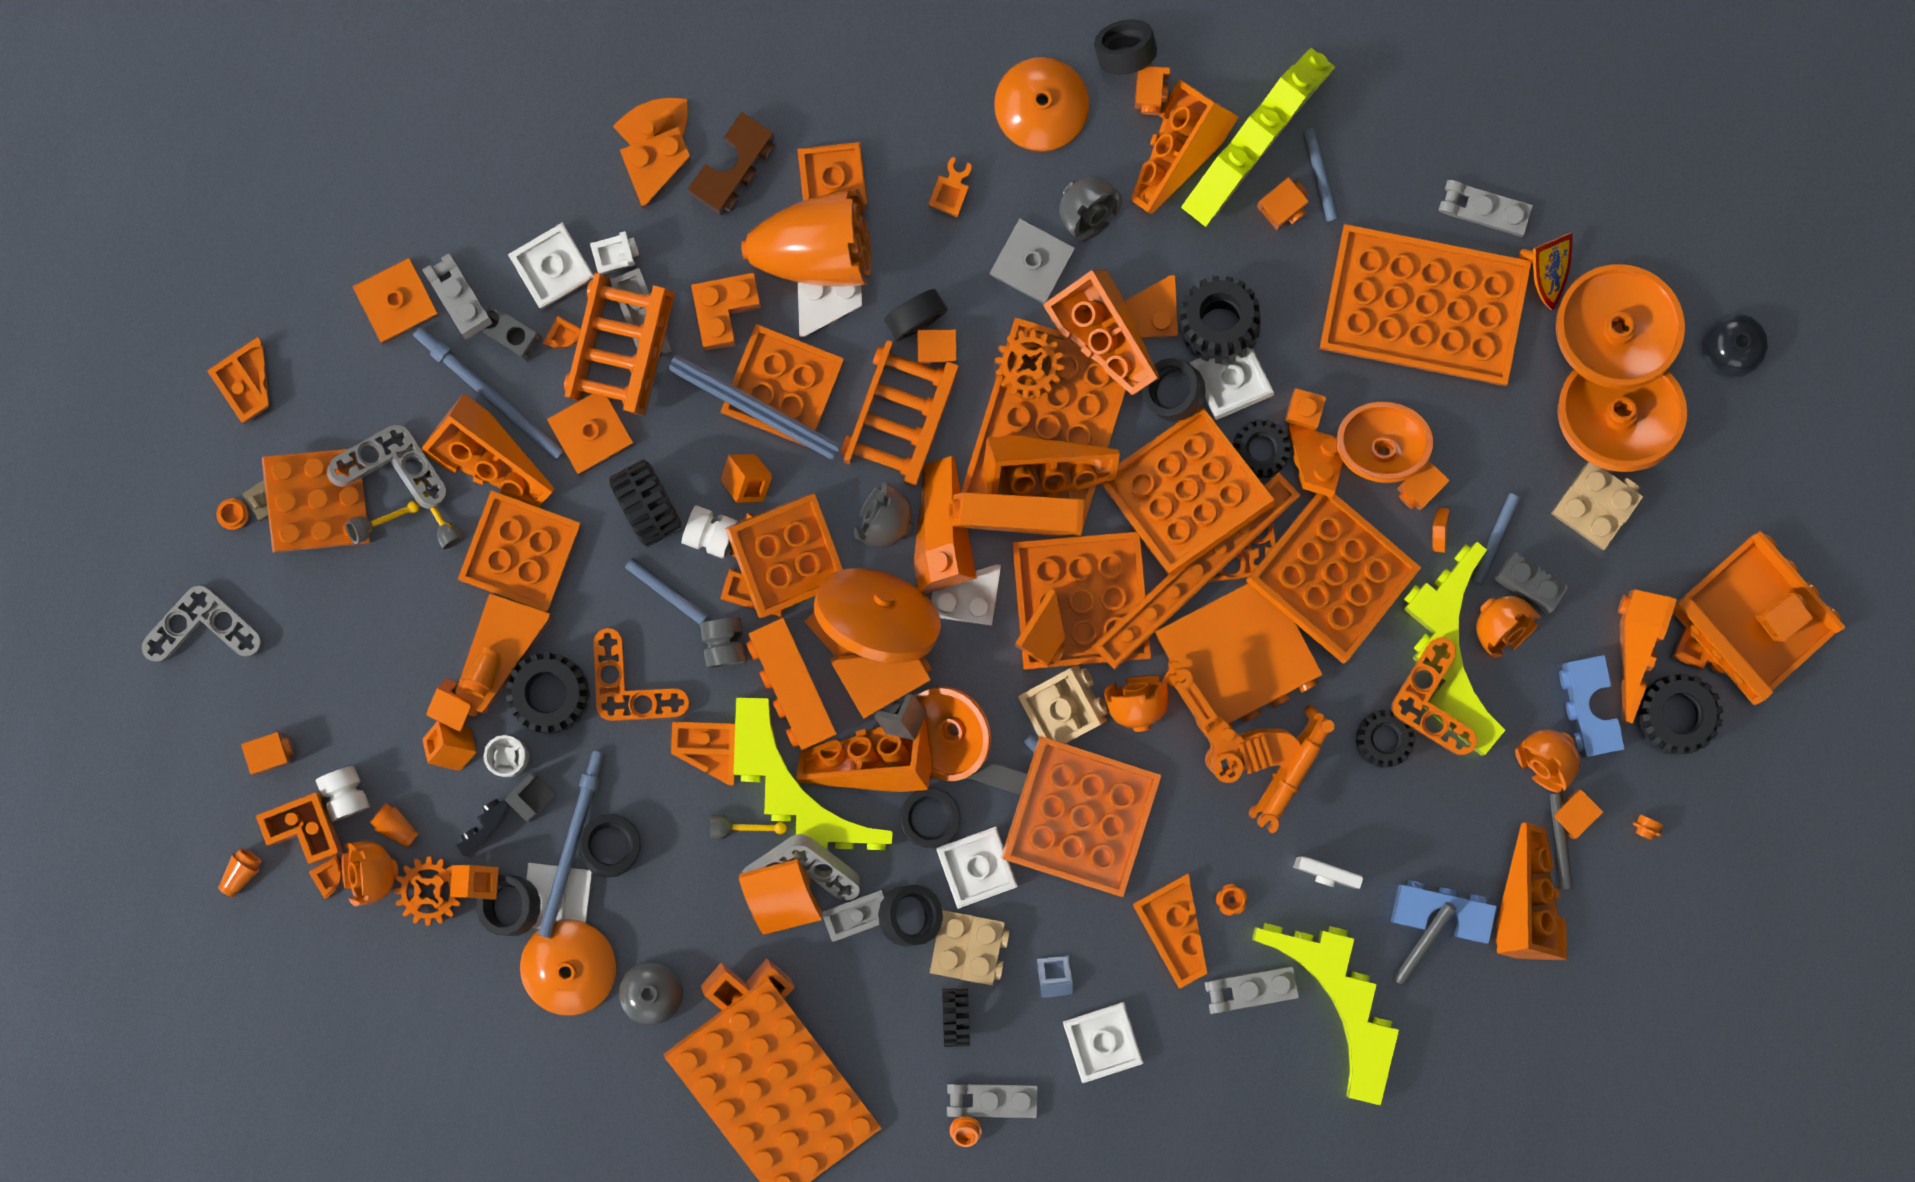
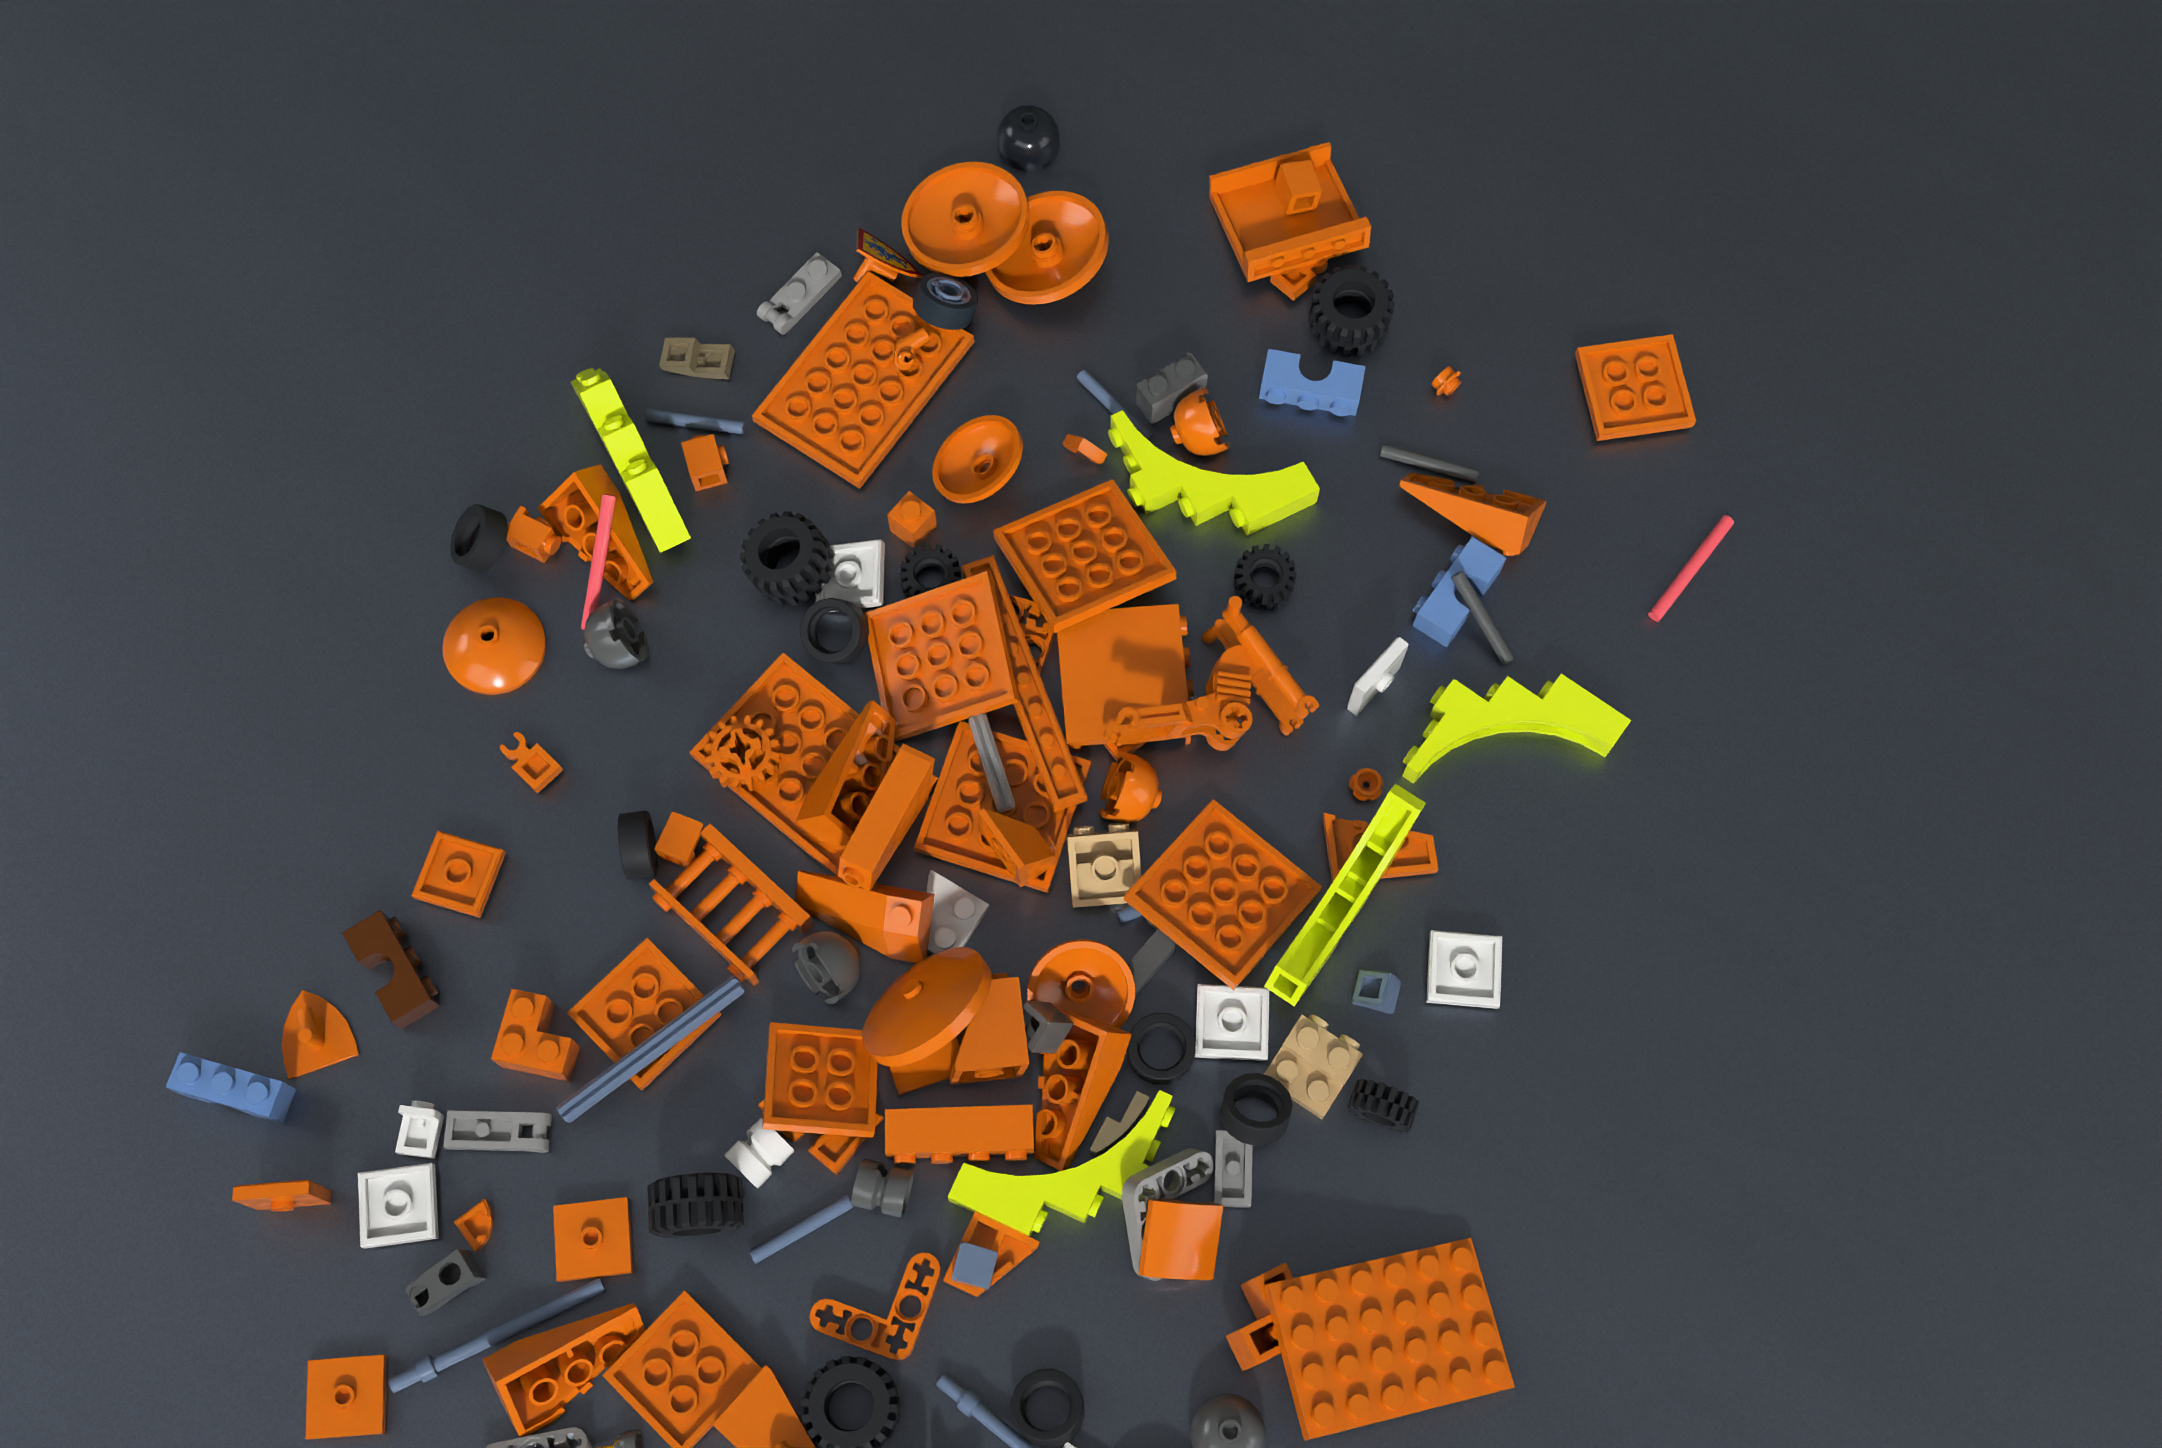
camera: 70 degrees left, 15 degrees down
(457, 297) = (376, 1322): light grey plate -> none
(517, 175) = (282, 1195): none -> orange plate
(584, 88) = (231, 1087): none -> medium blue arch
(642, 365) = (549, 1148): orange fence -> none
(654, 162) = (348, 1050): orange wing -> none
(692, 742) = (974, 1265): none -> sand blue slope
(721, 827) = (1077, 1275): hinge -> none
(746, 478) = (721, 1091): orange panel -> none
(815, 242) = (511, 915): orange cylinder -> none
(825, 305) = (579, 933): white wing -> none
(845, 805) = (1113, 1131): none -> dark tan slope
(965, 1131) = (1506, 1148): orange plate -> none
(993, 1100) = (1483, 1107): light grey plate -> none
(1032, 261) = (643, 716): light grey plate -> none
(1101, 325) = (735, 672): orange wedge -> none
(1111, 575) = (991, 762): none -> light grey axle
(1111, 919) = (1345, 895): none -> neon yellow arch
(1149, 159) = (599, 556): none -> coral bar
(1155, 310) = (749, 628): orange wing -> none
(1253, 989) = (1465, 801): light grey plate -> none
(1316, 459) = (966, 528): orange wing -> none
(1382, 147) = (694, 359): none -> dark tan slope
(1421, 696) = (1240, 520): orange beam -> none
(1422, 487) = (1038, 448): orange brick -> none
(1466, 331) = (906, 348): none -> orange arm
(1528, 345) = (945, 301): none -> black wheel
(1551, 757) = (1348, 436): orange cylinder -> none
(1557, 1110) = (1691, 568): none -> coral bar
(1577, 813) = (1410, 432): orange panel -> none
(1597, 504) = (1121, 306): tan plate -> none
(1641, 626) = (1260, 313): orange wedge -> none
(1715, 999) = (1635, 387): none -> orange plate

